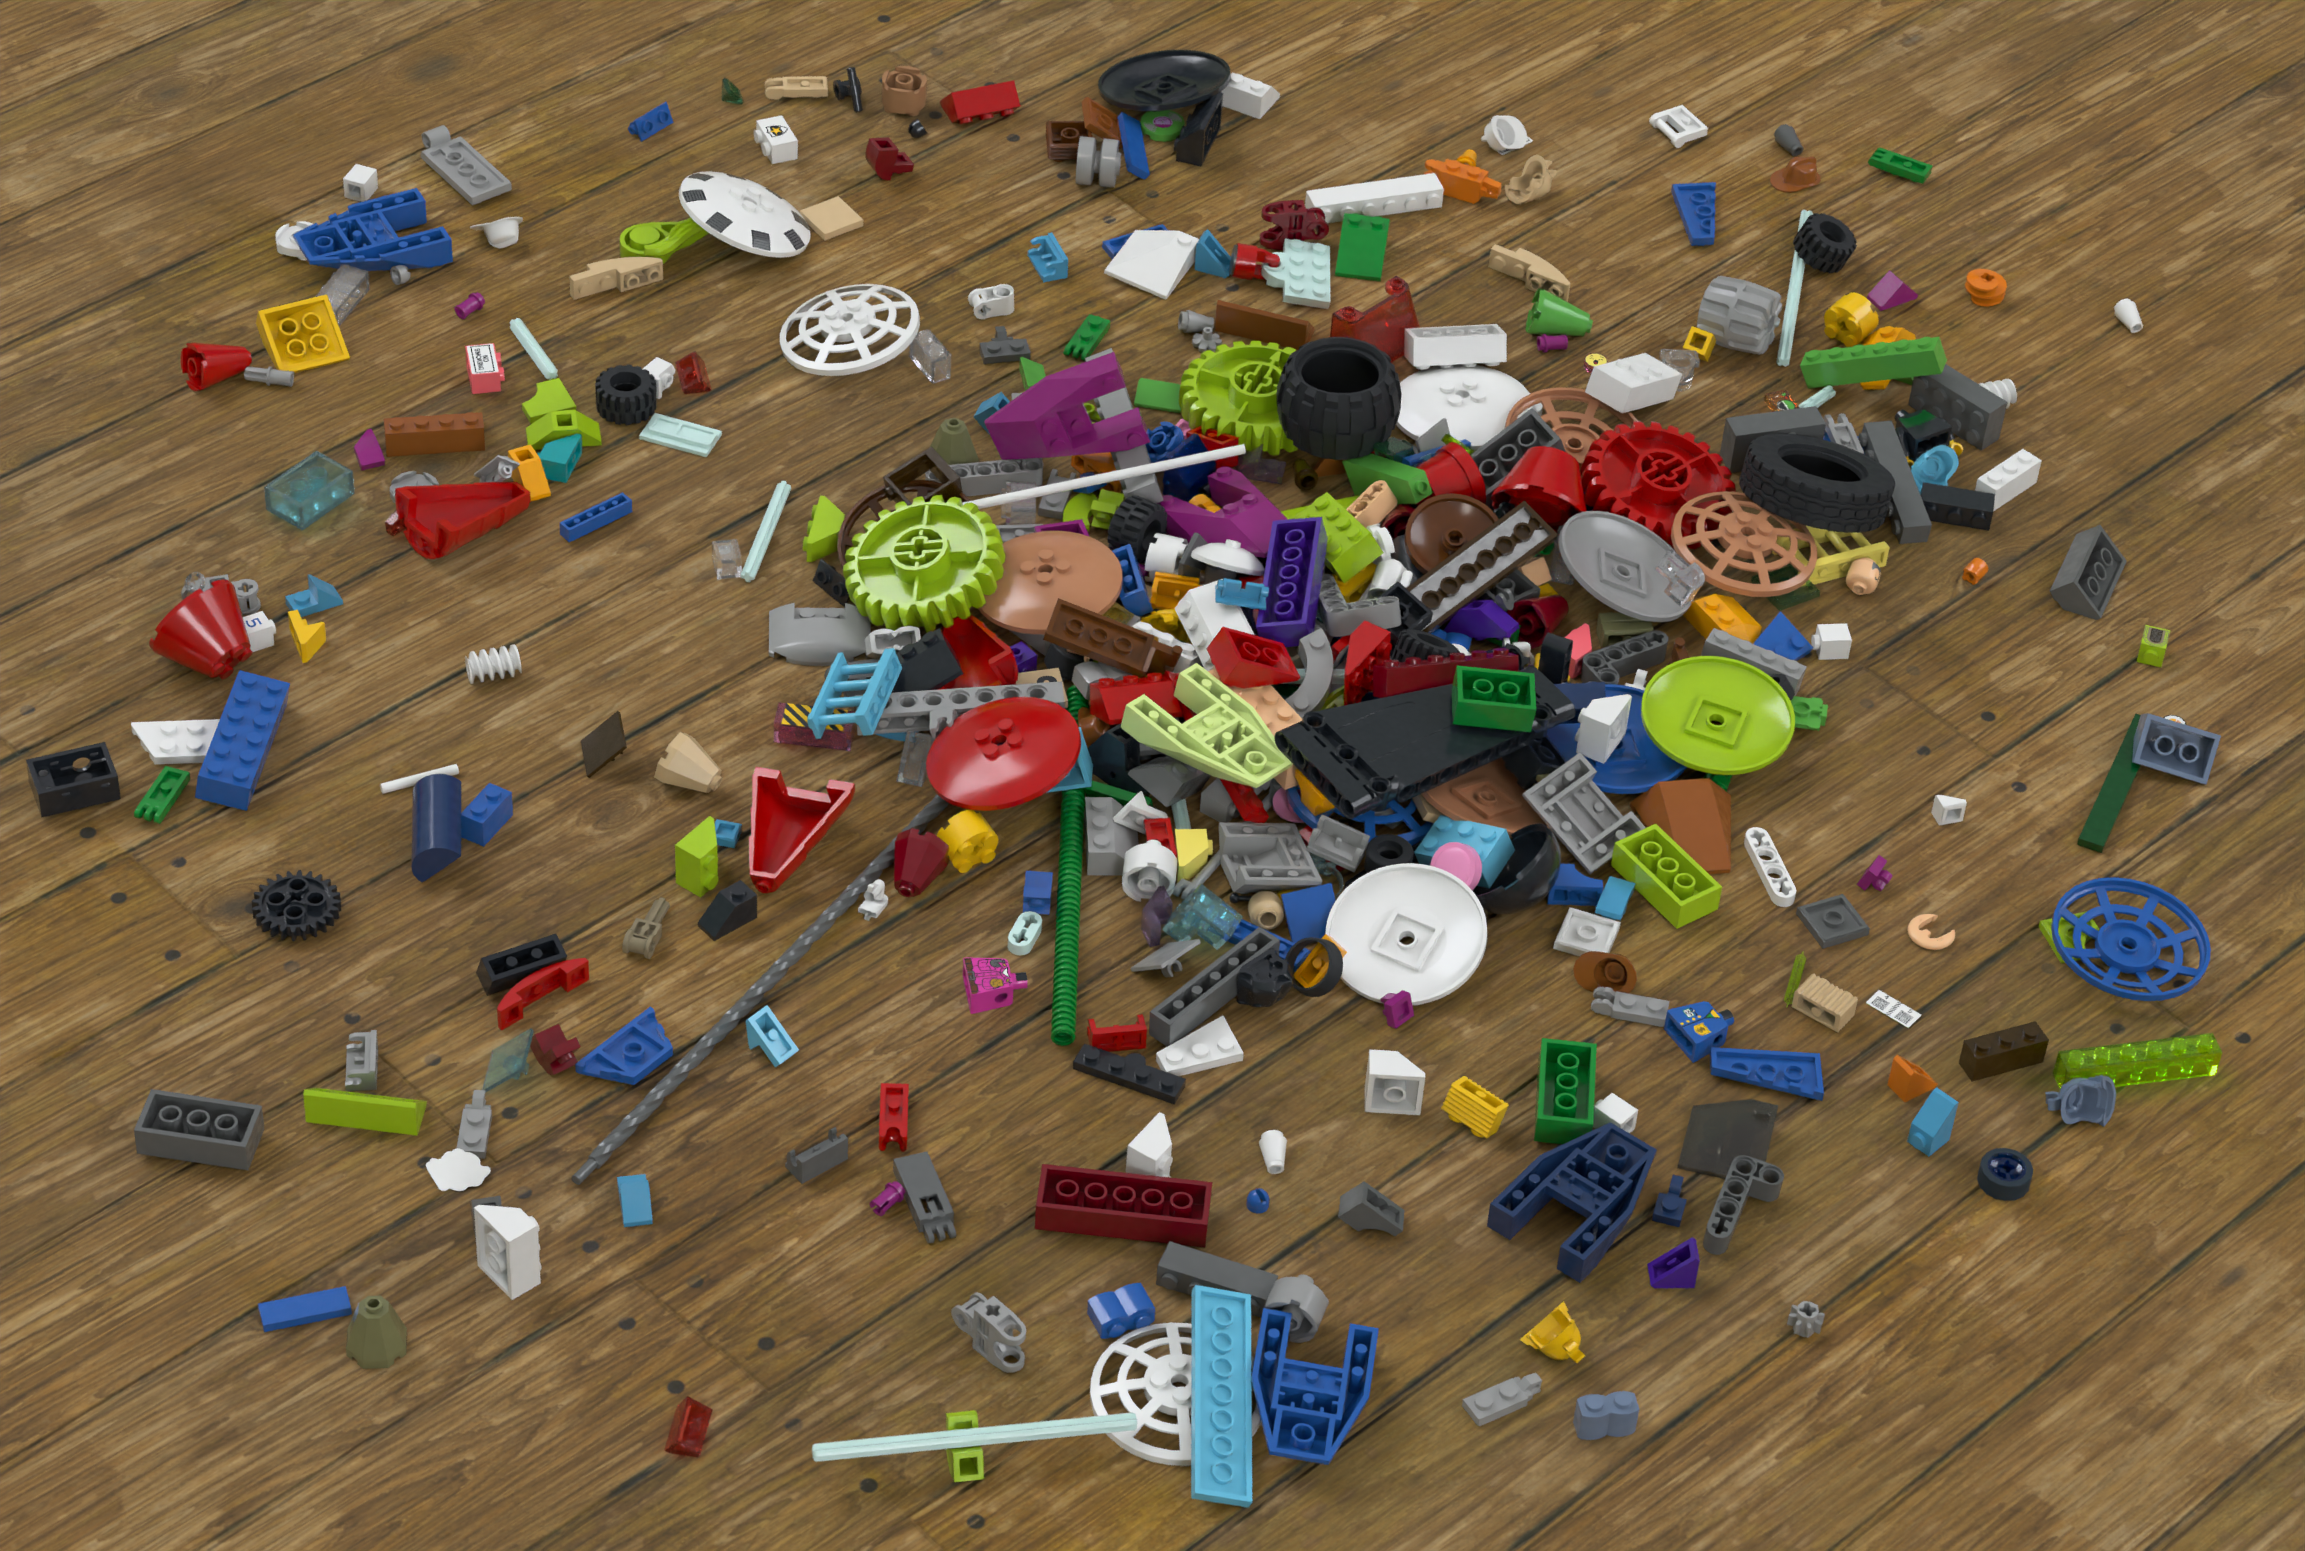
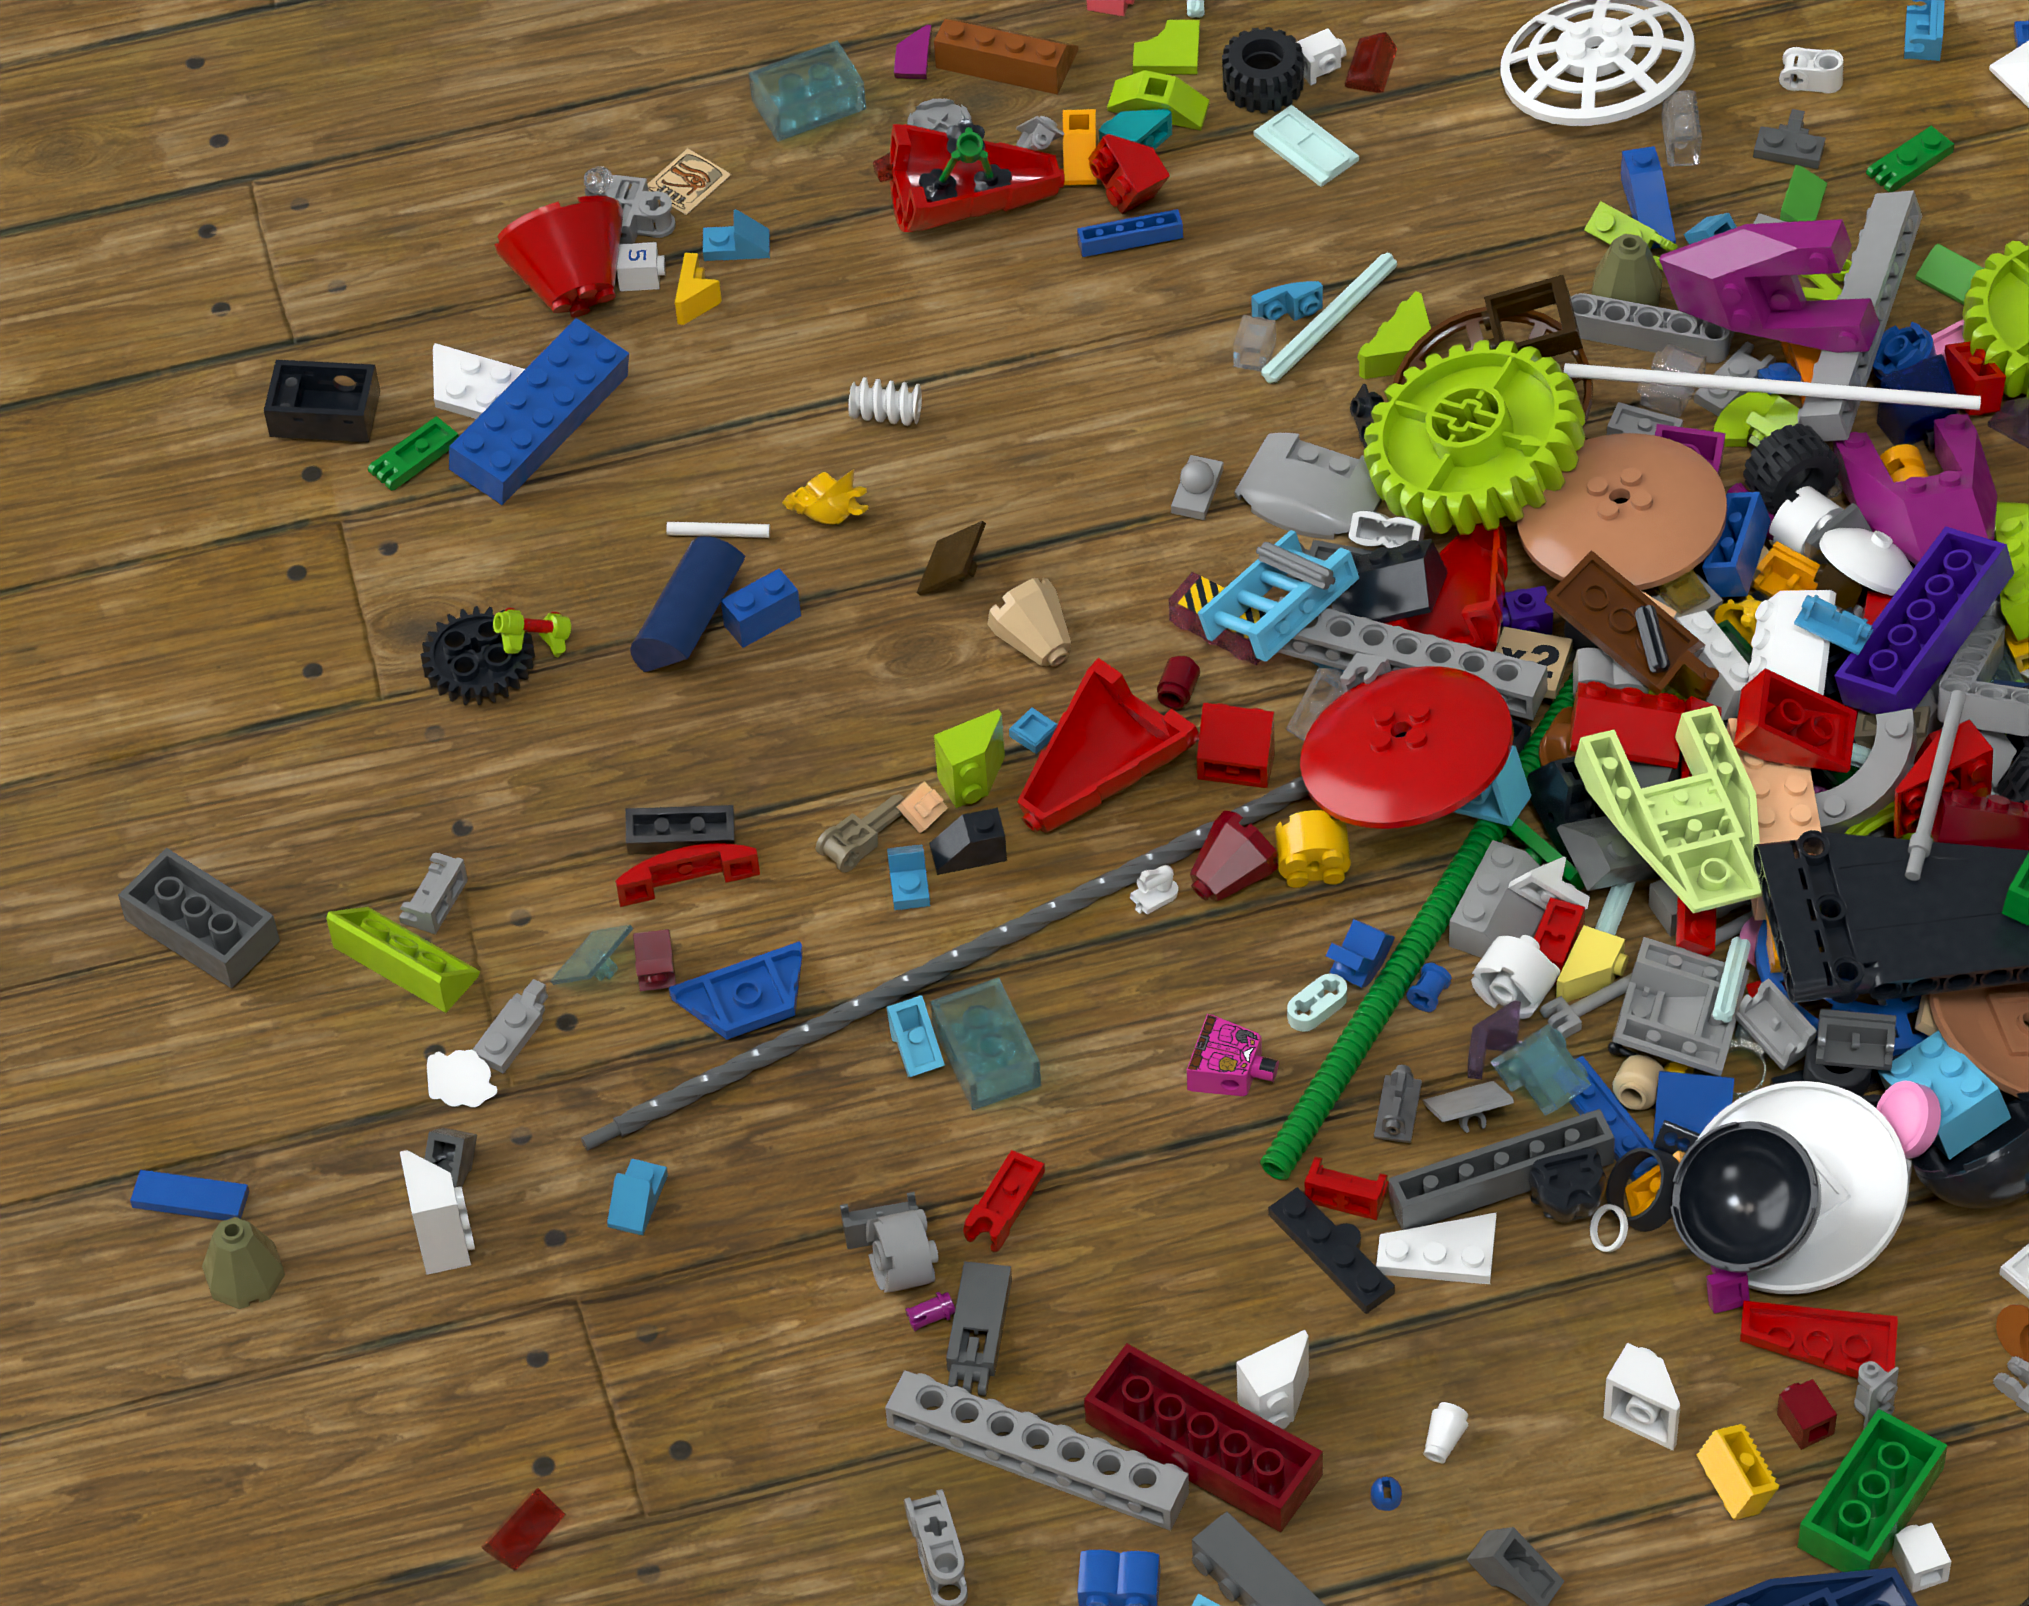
camera: 35 degrees right, 10 degrees up
(254, 568) = (688, 180): none -> sticker
(341, 872) = (512, 625): none -> lime piece
(455, 486) = (965, 145): none -> black plant
(491, 736) = (827, 499): none -> yellow helmet
(576, 475) = (1128, 171): none -> red slope
(681, 899) = (922, 807): none -> light nougat tile
(697, 946) = (908, 877): none -> dark azure slope
(734, 526) = (1296, 299): none -> dark azure slope
(742, 656) = (1197, 487): none -> light grey tile
(808, 772) = (1178, 682): none -> dark red brick
(824, 1024) = (985, 1043): none -> clear light blue brick
(848, 1165) = (901, 1251): none -> light grey brick
(862, 667) = (1295, 565): none -> axle
(877, 796) = (1236, 745): none -> red slope
(925, 425) = (1610, 224): none -> lime hinge
(929, 398) = (1646, 191): none -> blue slope
(1015, 1253) = (1049, 1465): none -> light grey brick
(1094, 904) = (1429, 987): none -> blue bush
(1118, 975) = (1398, 1106): none -> flat silver hinge
(1126, 640) = (1652, 639): none -> black axle
(1291, 829) = (1731, 979): none -> light aqua axle
(1310, 928) = (1681, 1132): none -> black piece
(1314, 1002) = (1623, 1228): none -> white piece
(1380, 696) = (1921, 842): none -> light grey bar
(1391, 940) = (1746, 1197): none -> black piece
(1397, 832) = (1855, 1039): none -> dark grey hinge
(1478, 1016) = (1822, 1336): none -> red wing
(1492, 1062) = (1806, 1413): none -> dark red brick
(1529, 1029) = (1875, 1390): none -> light grey hinge

